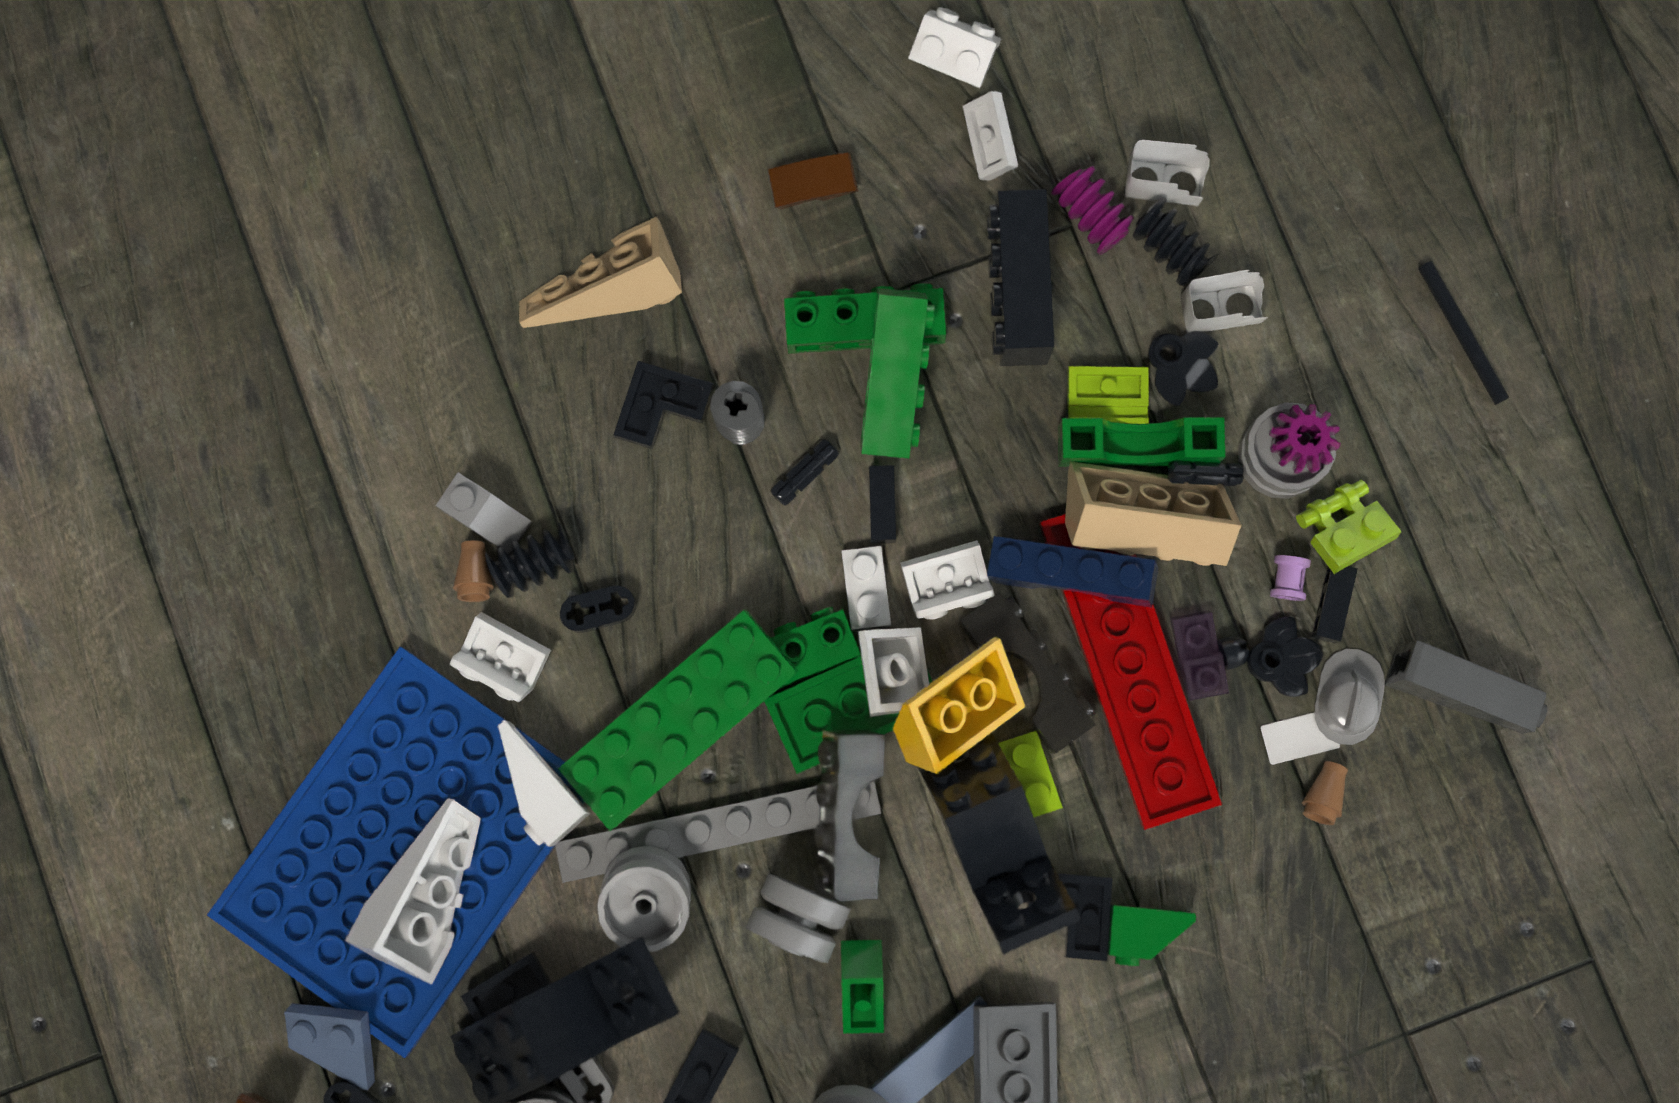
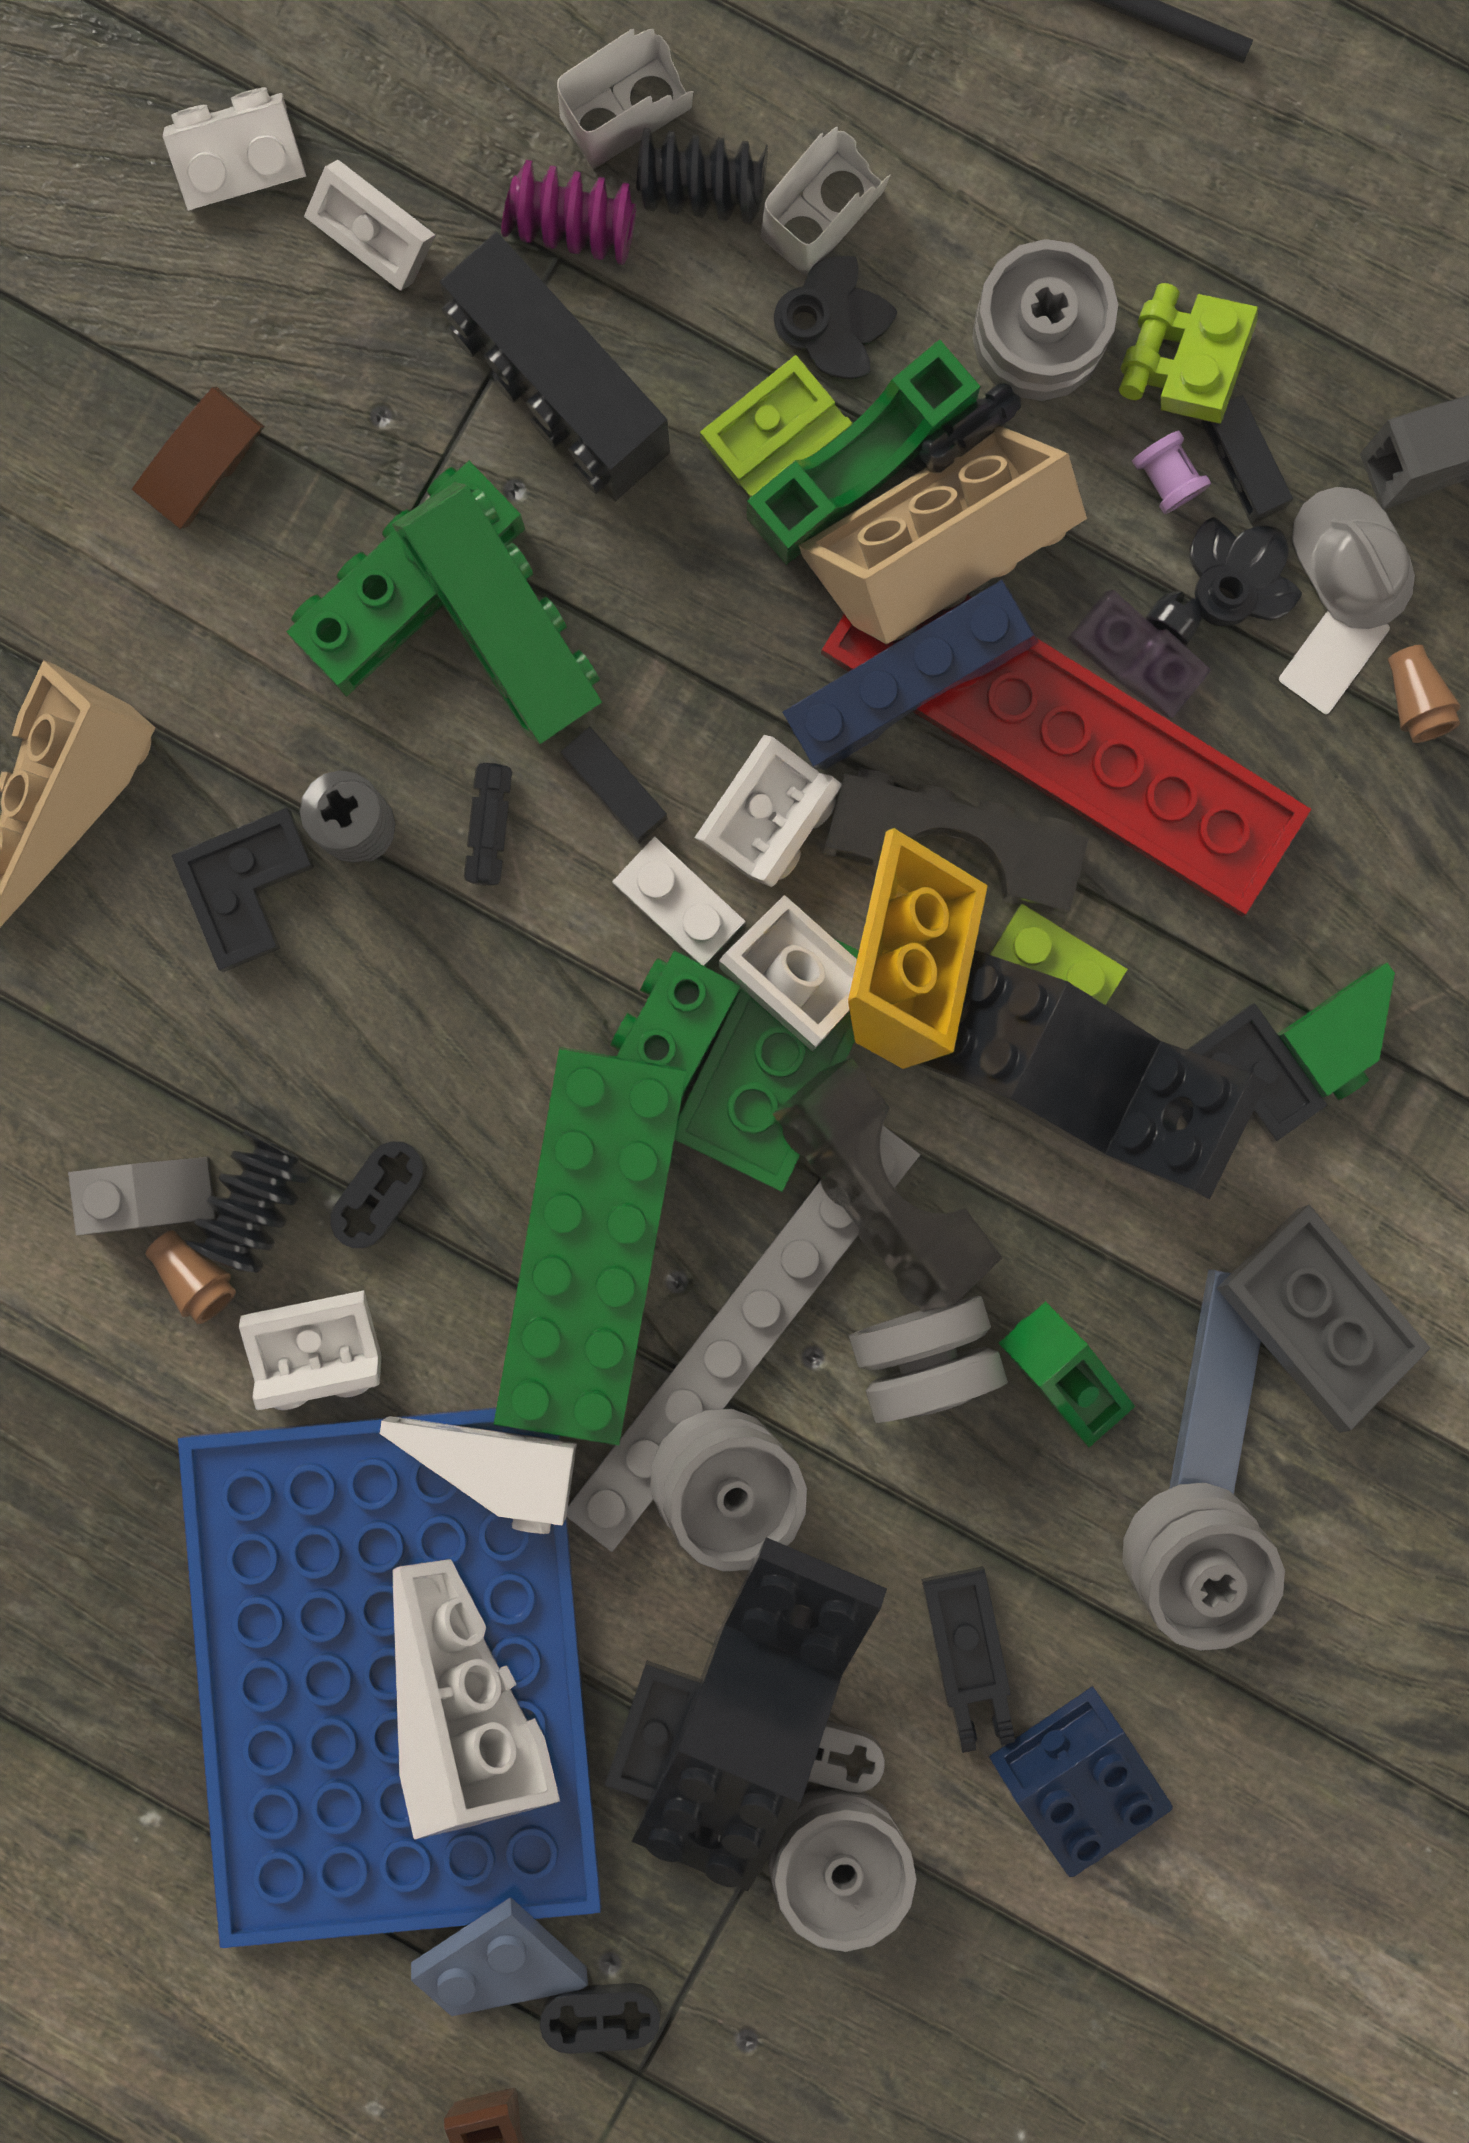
camera: 45 degrees left, 5 degrees up
(1316, 449) = (1064, 260): magenta gear -> none

